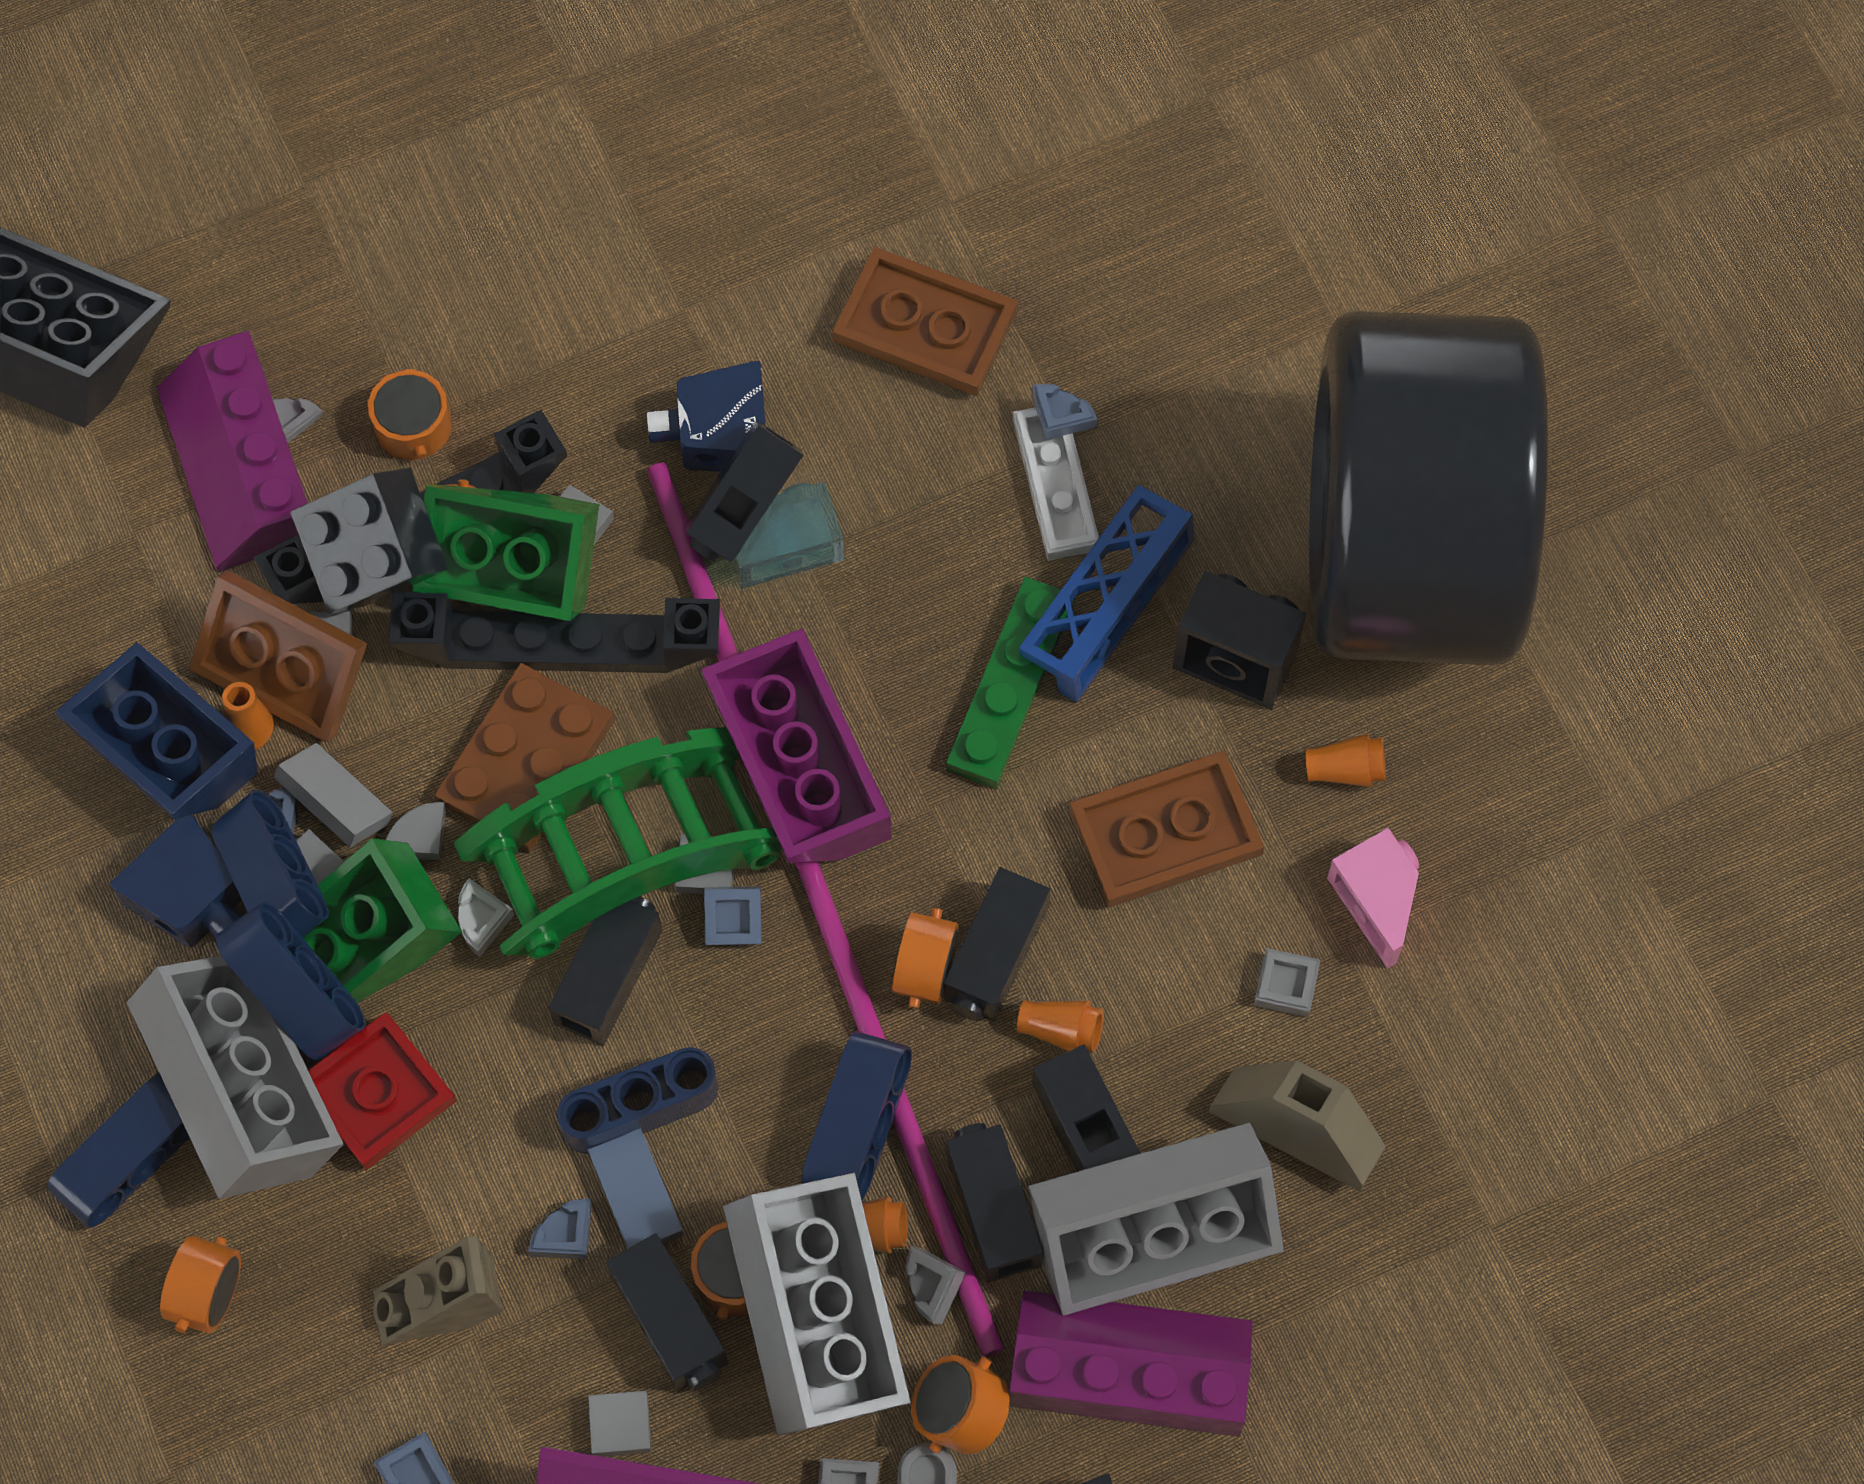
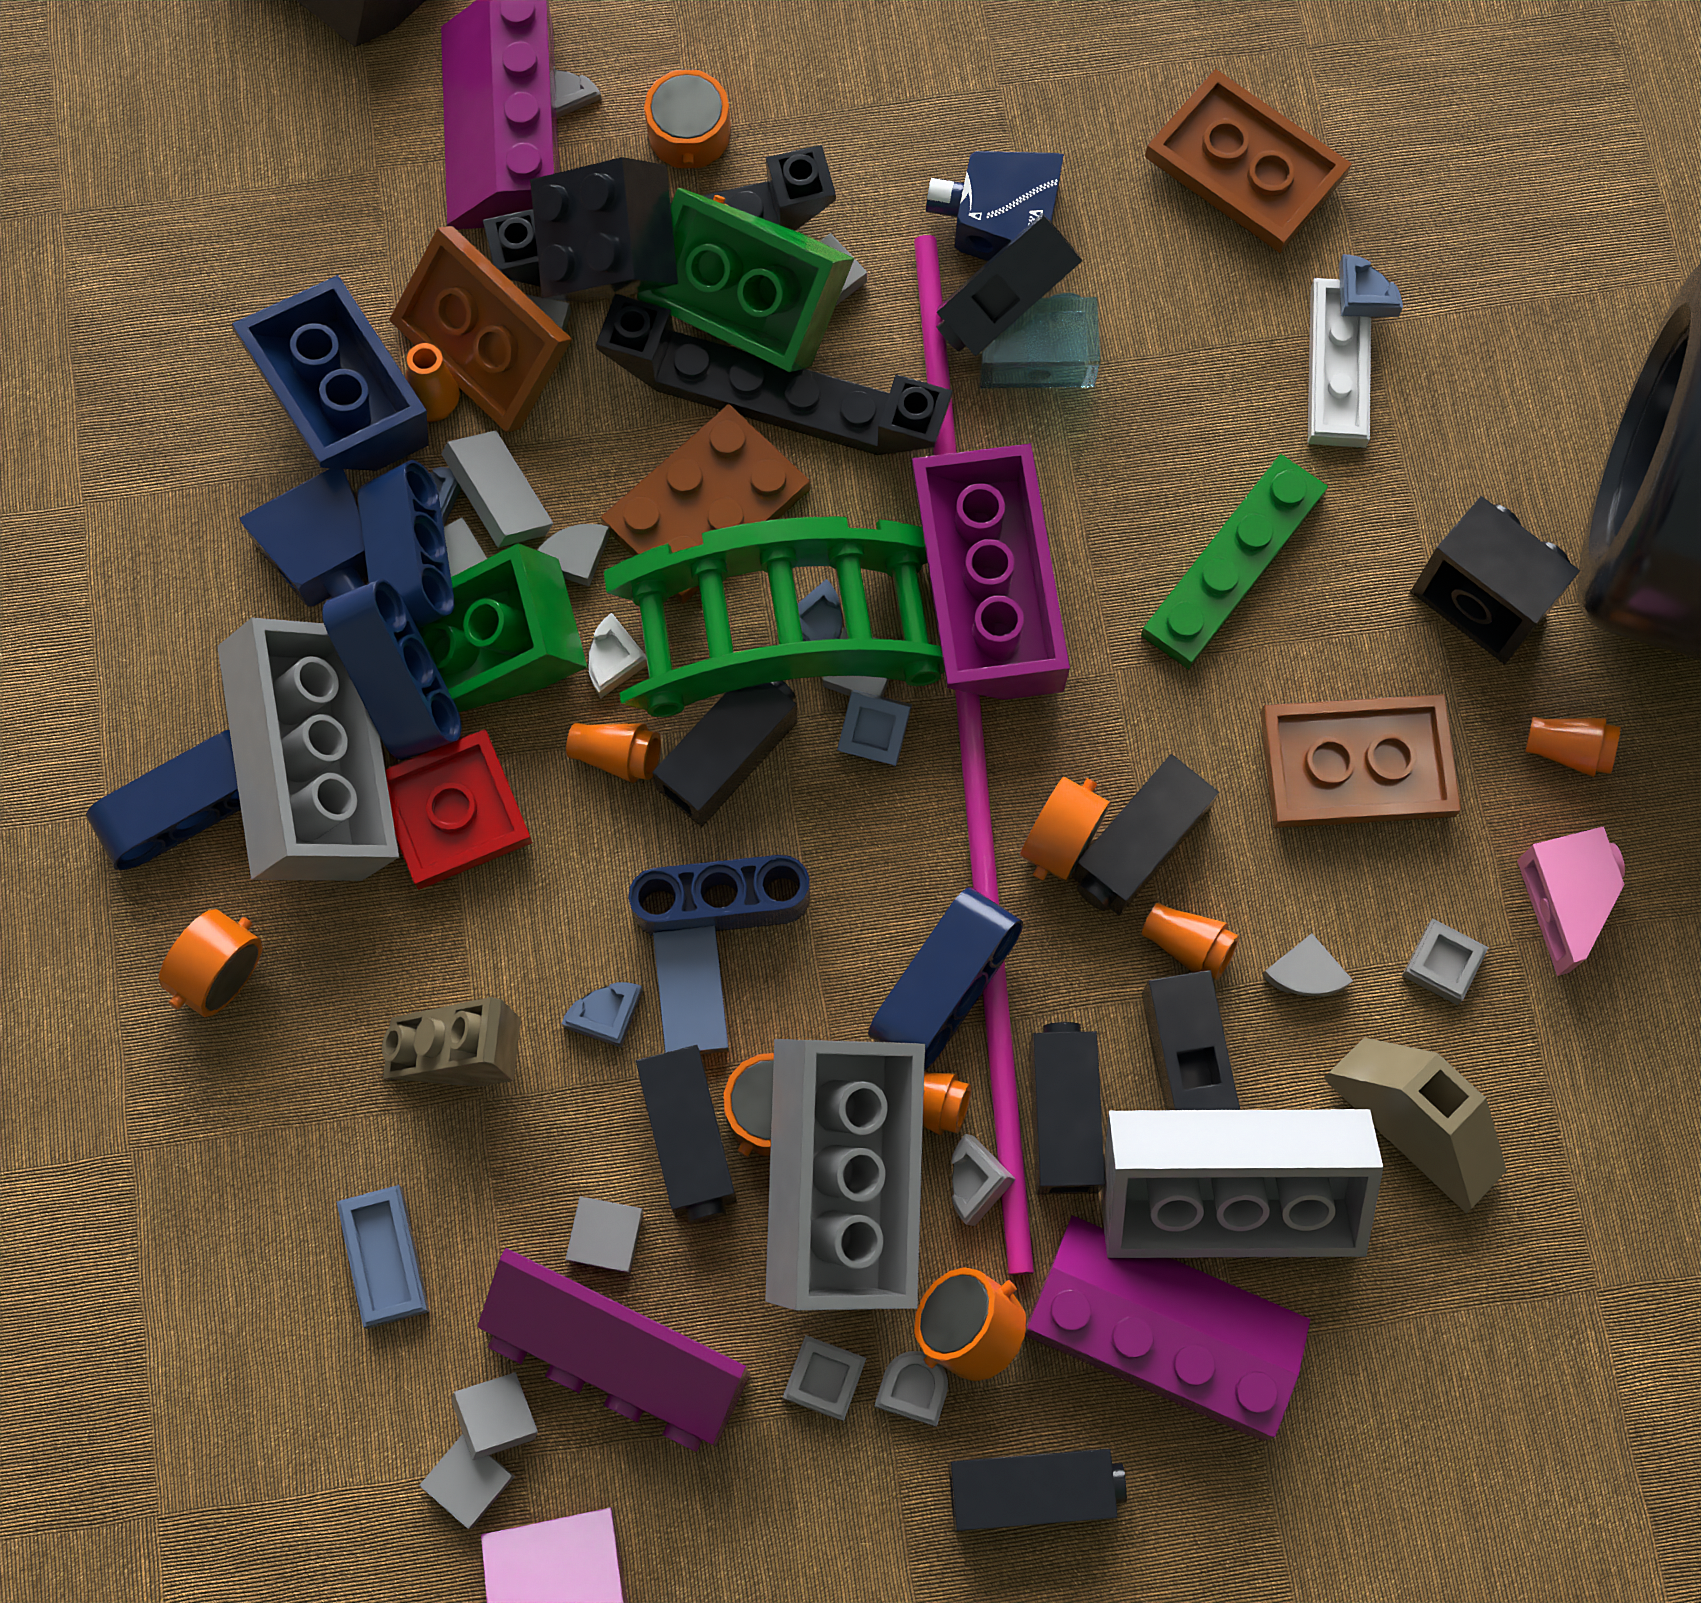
camera: 15 degrees right, 5 degrees up
(509, 997) = (619, 749): none -> orange cone
(657, 827) = (821, 614): none -> sand blue tile
(1124, 603) = (1378, 510): blue fence -> none
(1170, 1023) = (1308, 971): none -> light grey tile

